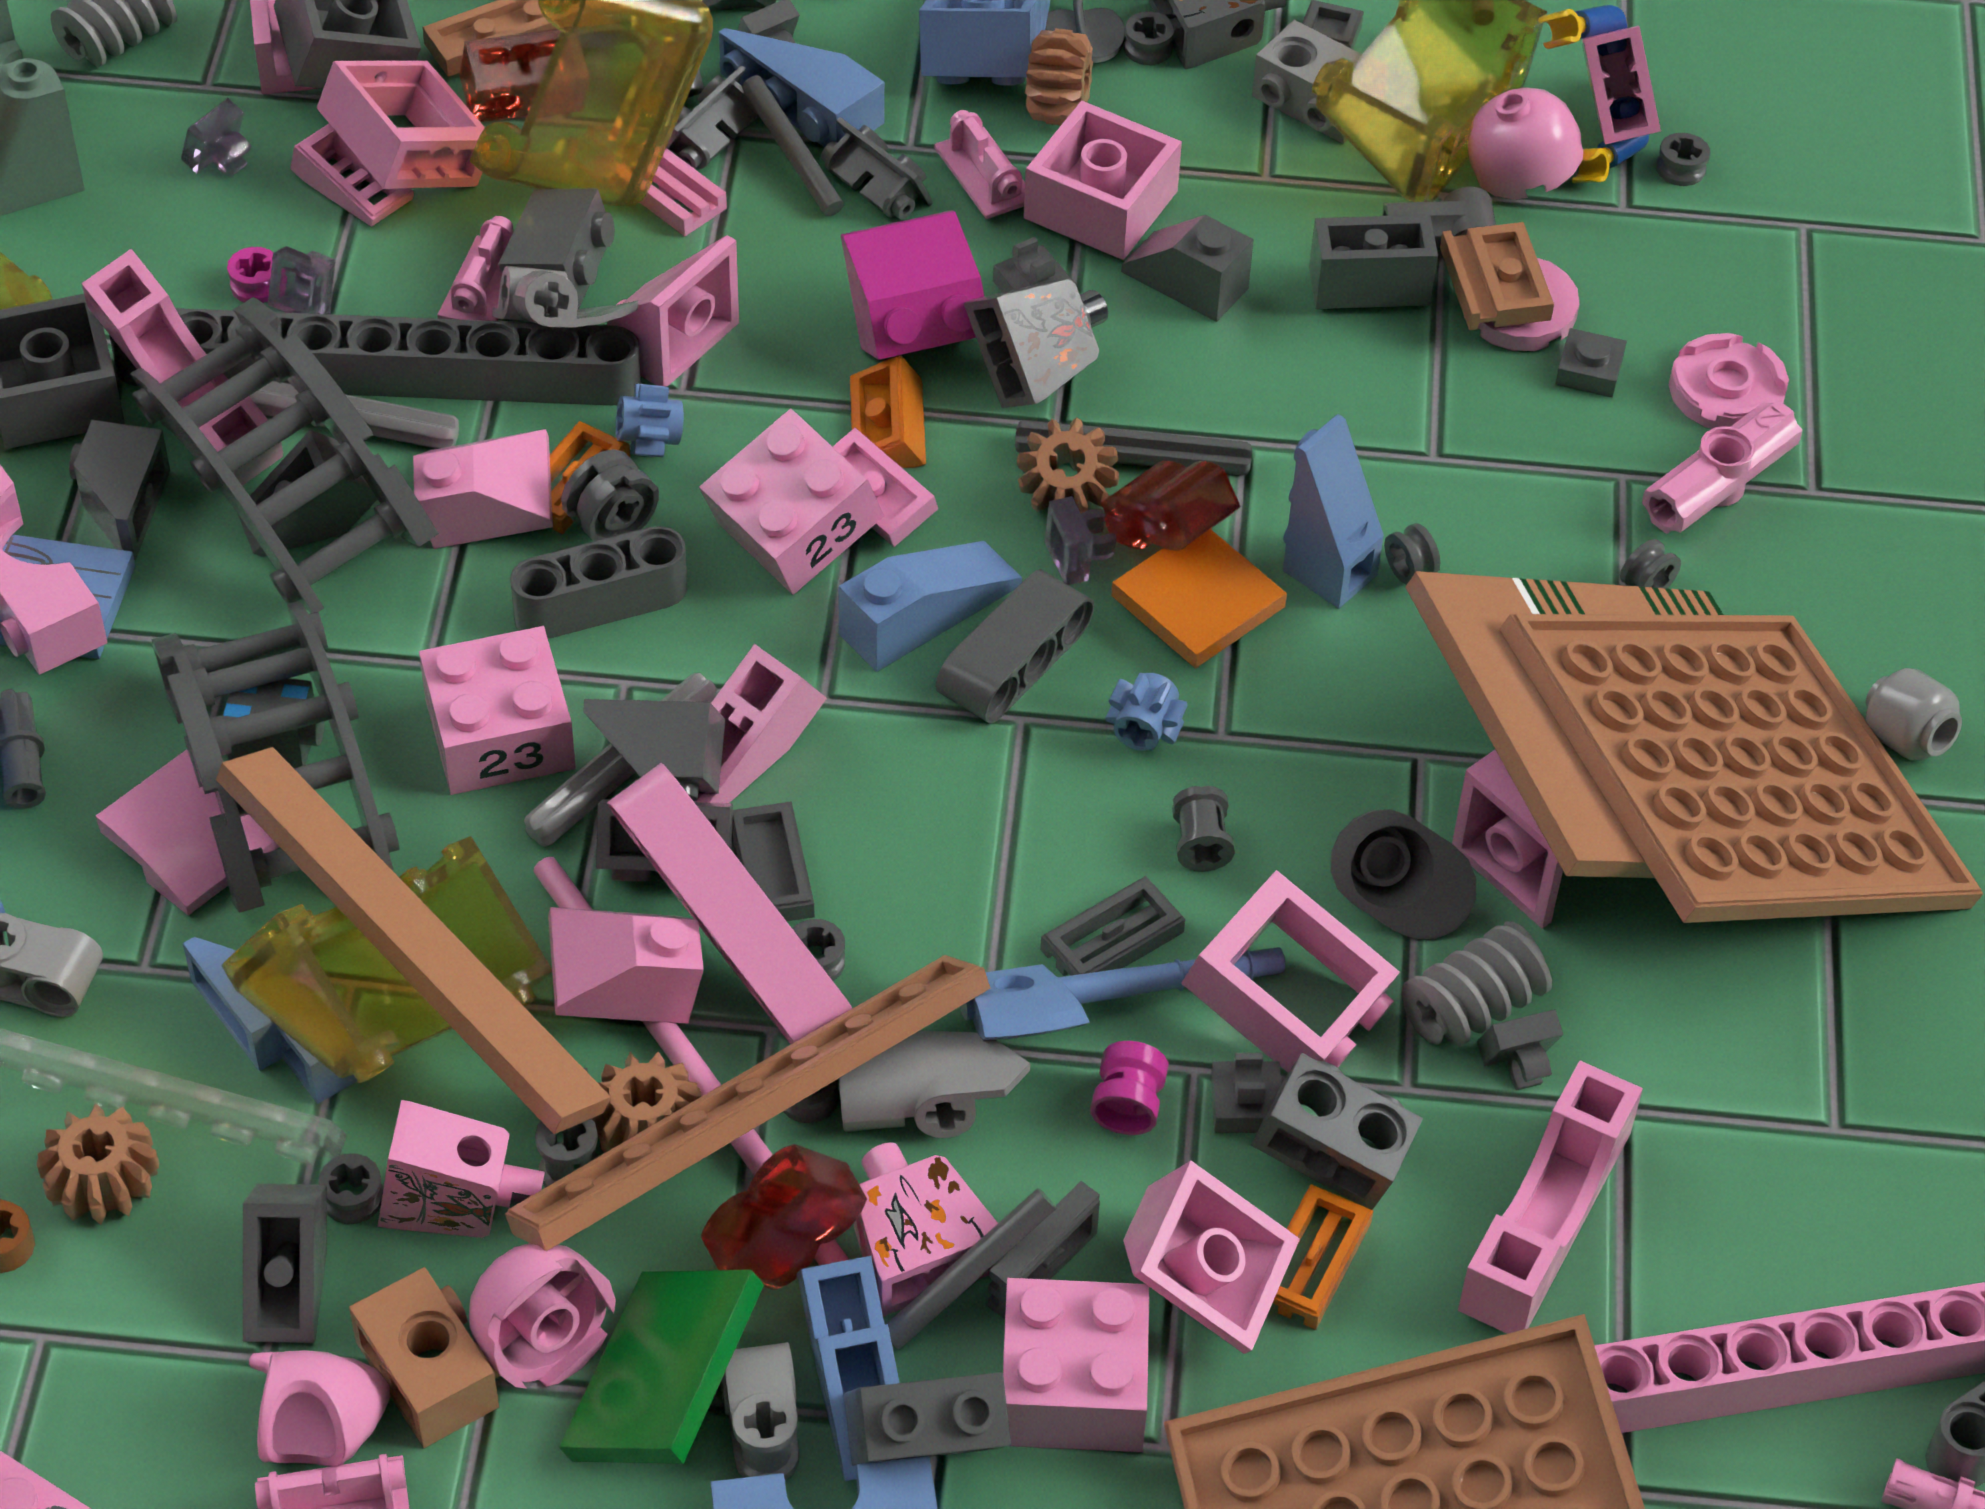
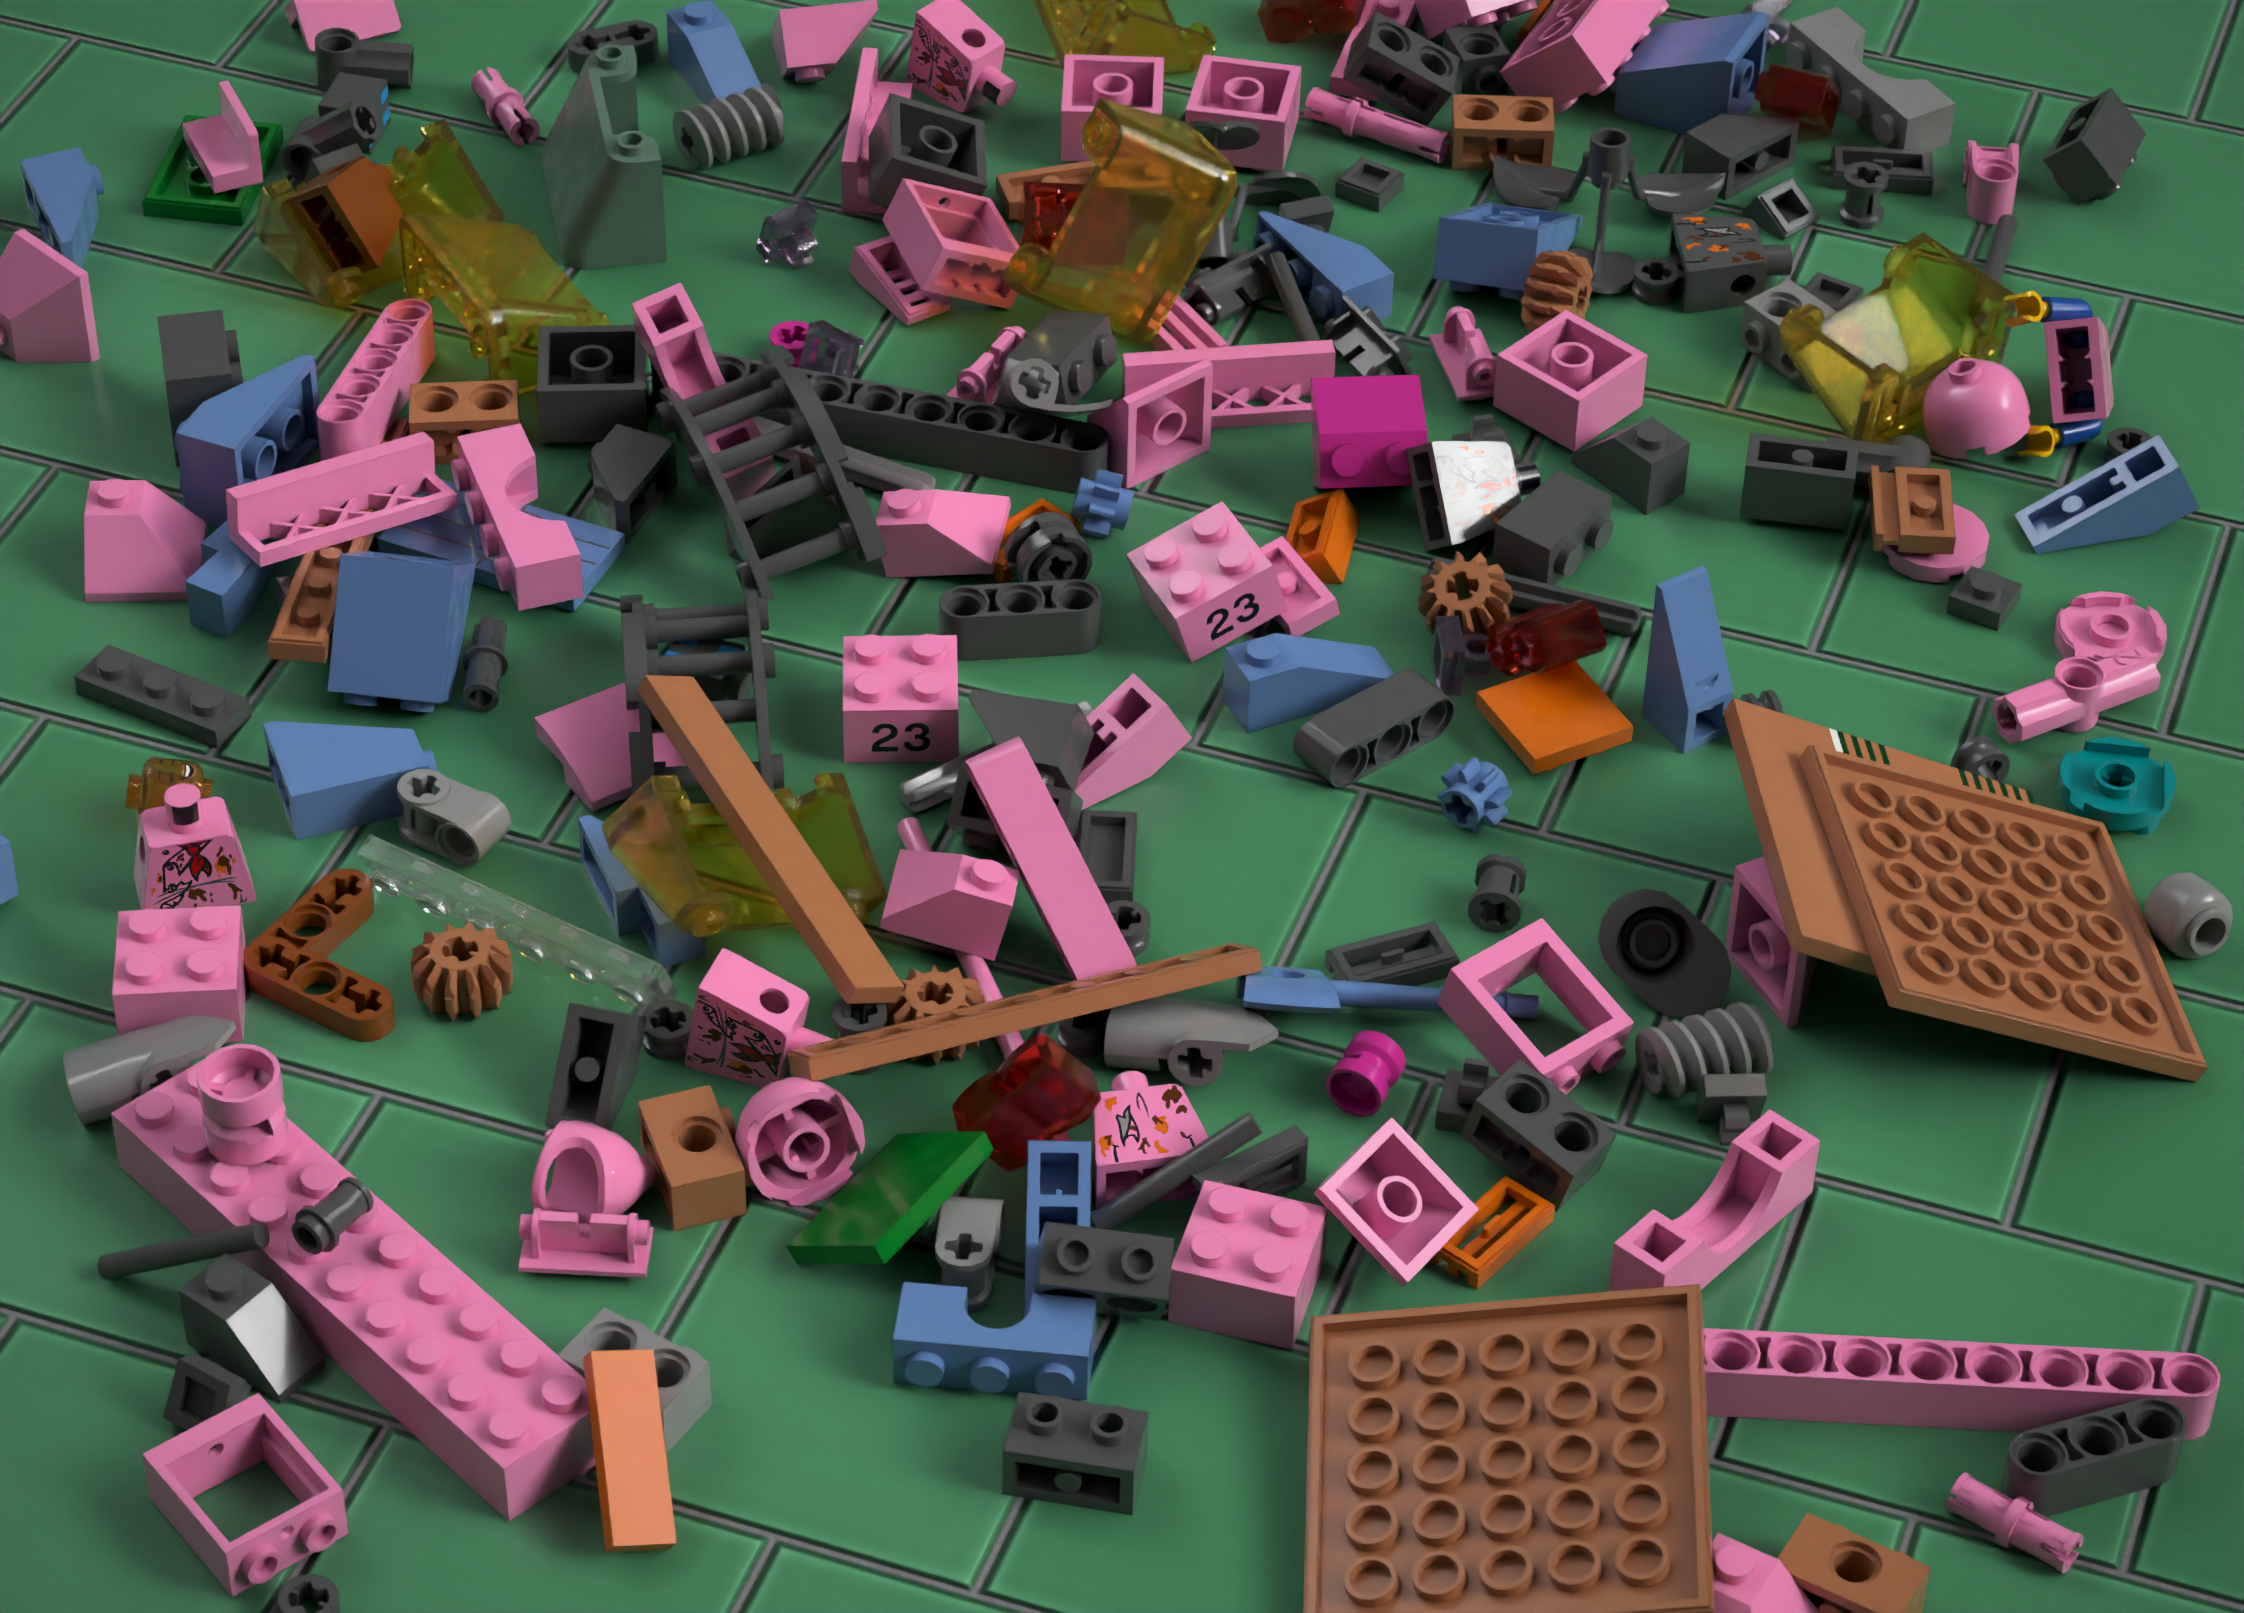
camera: 15 degrees right, 10 degrees down
(770, 223) = (1243, 373): none -> bright pink fence
(1137, 368) = (1553, 530): none -> dark grey brick
(1689, 227) = (2112, 503): none -> medium blue slope
(1776, 591) = (2144, 790): none -> teal plate

